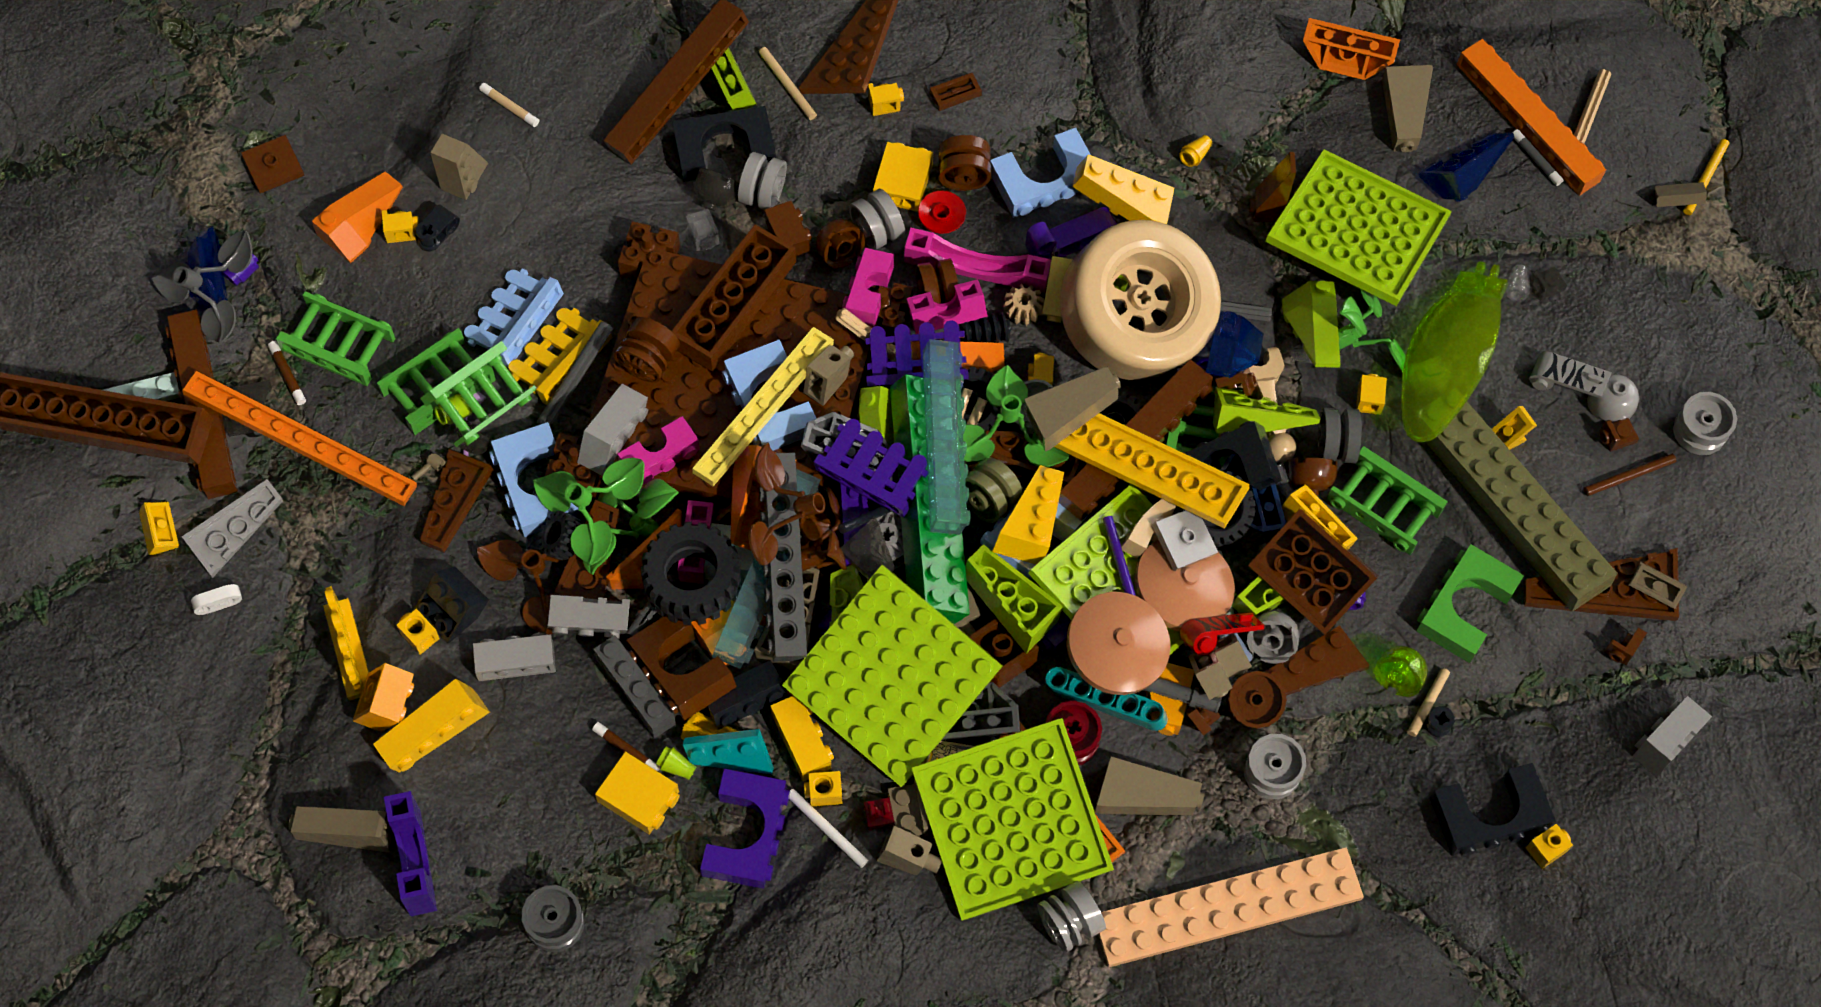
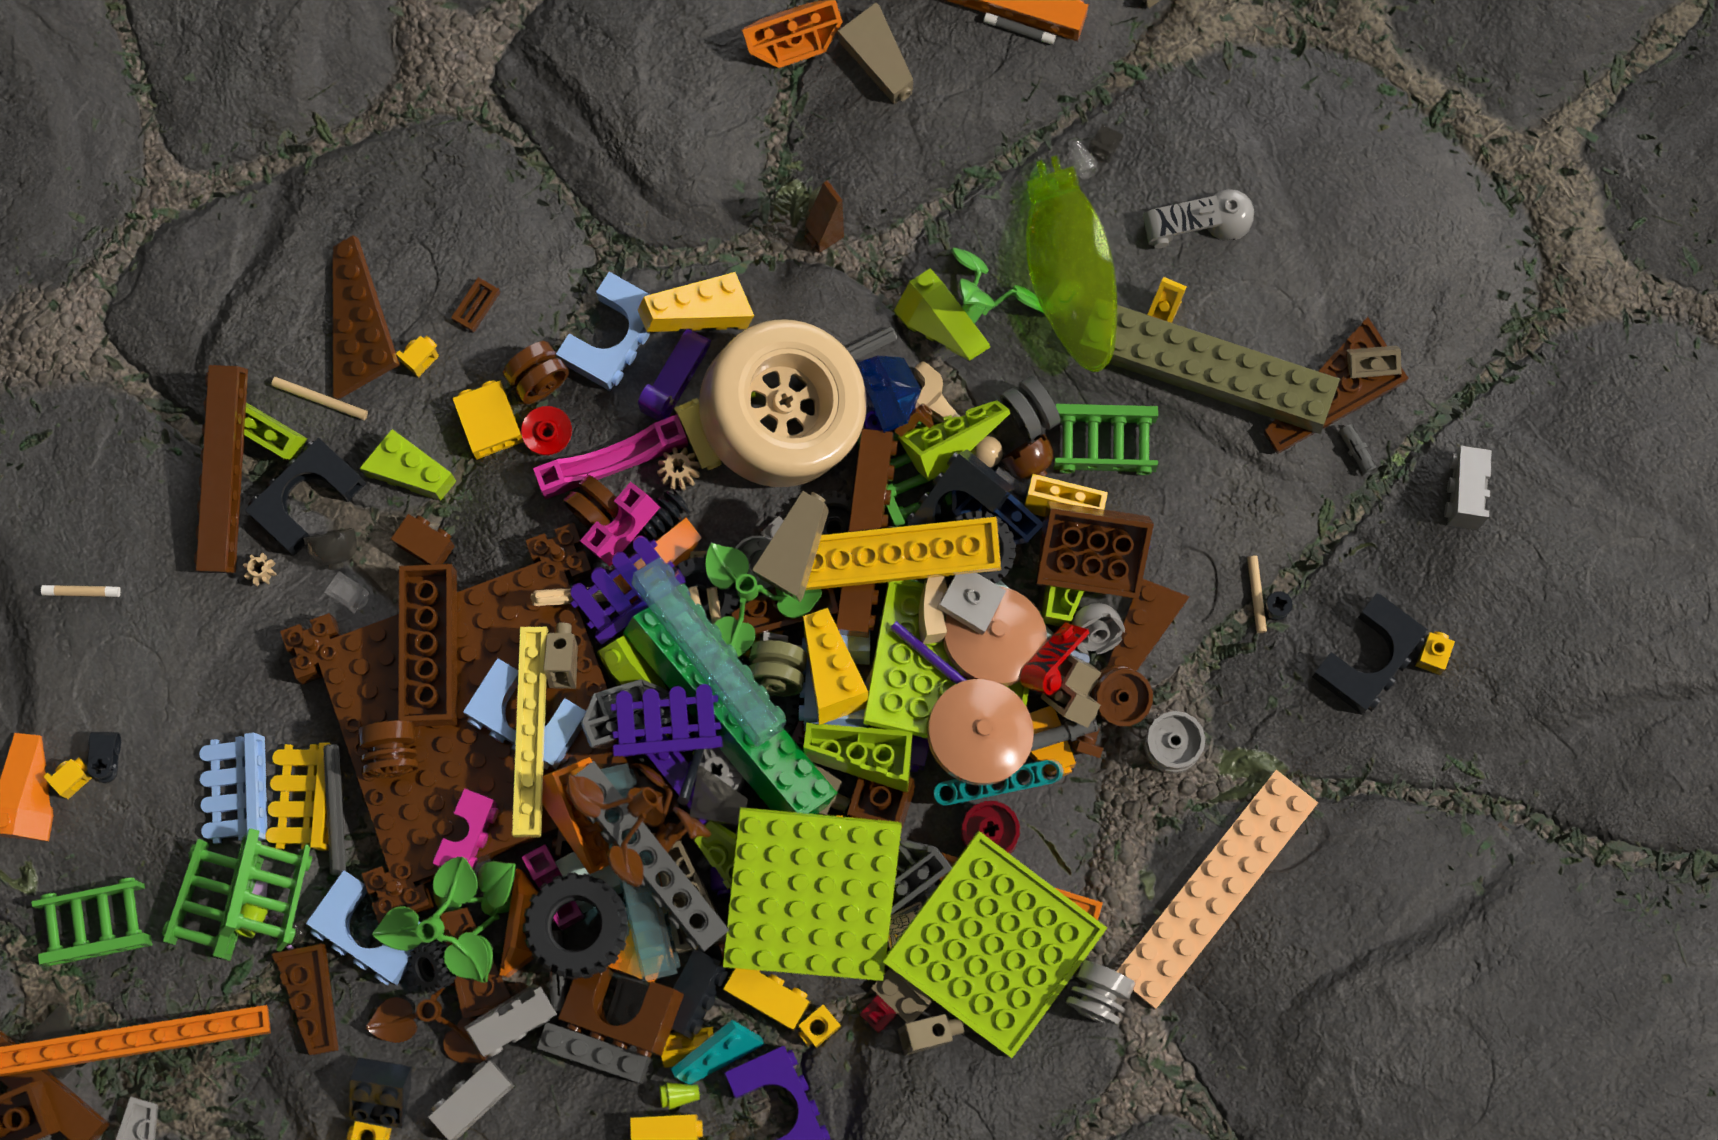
camera: 30 degrees left, 10 degrees up
(286, 372) = (70, 985): reddish brown bar -> none
(433, 461) = (266, 973): dark tan hand -> none
(457, 166) = (82, 687): dark tan wedge -> none
(612, 429) = (410, 841): light grey wedge -> none
(622, 745) = (624, 1110): reddish brown bar -> none
(650, 172) = (252, 568): none -> tan gear
(762, 181) = (369, 512): light grey wheel -> none
(816, 170) = (408, 467): none -> lime wedge
(827, 828) = (846, 1058): white bar -> none
(839, 242) = (477, 521): reddish brown cylinder -> none
(872, 270) = (532, 531): dark pink arch -> none
(877, 219) = (496, 479): light grey wheel -> none
(1041, 368) = (738, 522): yellow brick -> none
(1146, 791) = (1080, 839): dark tan slope -> none
(1194, 152) = (726, 221): yellow cone -> none
(1359, 227) = (917, 201): lime plate -> none
(1371, 394) = (1028, 349): yellow brick -> none
(1402, 669) = (1219, 582): clear neon green cylinder -> none
(1467, 168) = (969, 80): clear blue wedge -> none
(1472, 570) = (1221, 516): bright green arch -> none
(1596, 646) = (1358, 449): none -> dark grey pin
(1618, 434) = (1253, 244): reddish brown bracket -> none
(1624, 652) = (1385, 429): reddish brown bracket -> none
(1630, 474) = (1286, 274): reddish brown bar -> none
(1705, 423) = (1319, 187): light grey wheel -> none

